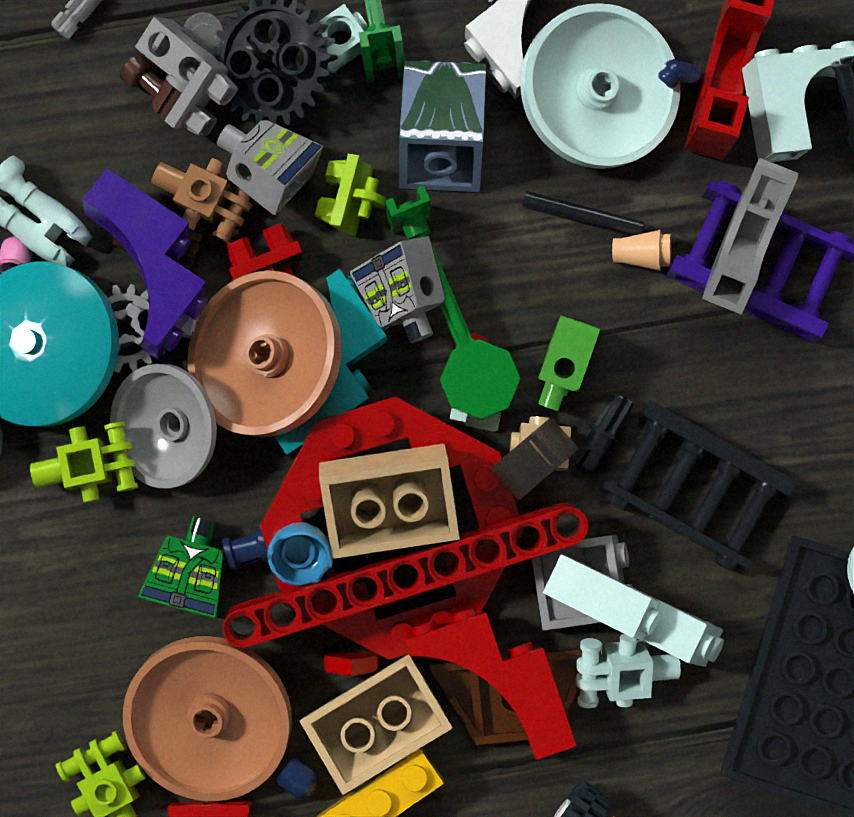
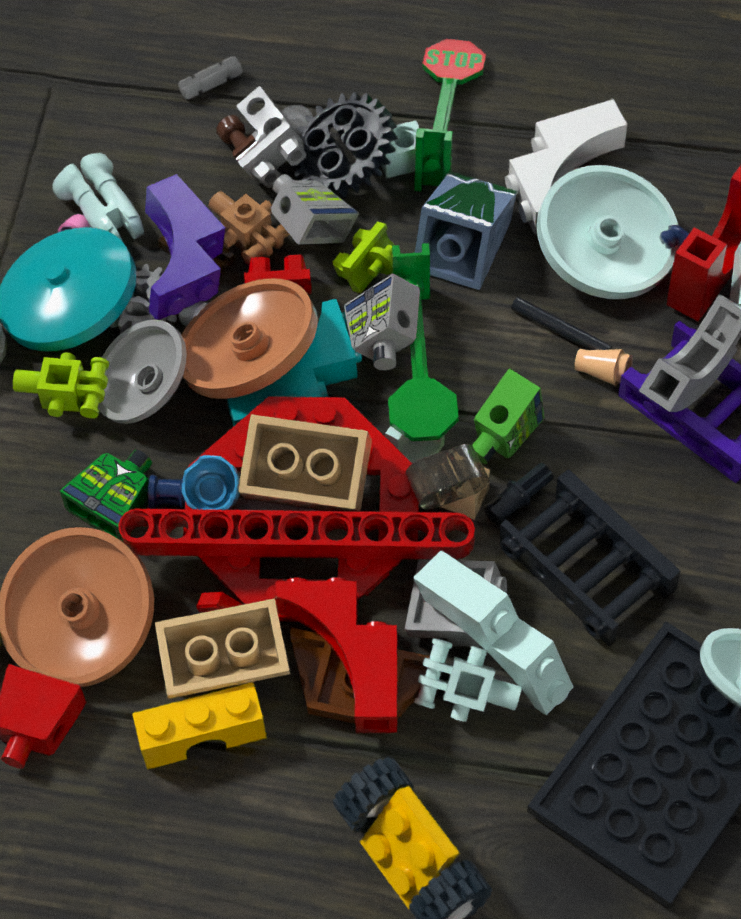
camera: 20 degrees right, 25 degrees down
(298, 778) = (134, 688): dark blue piece -> none

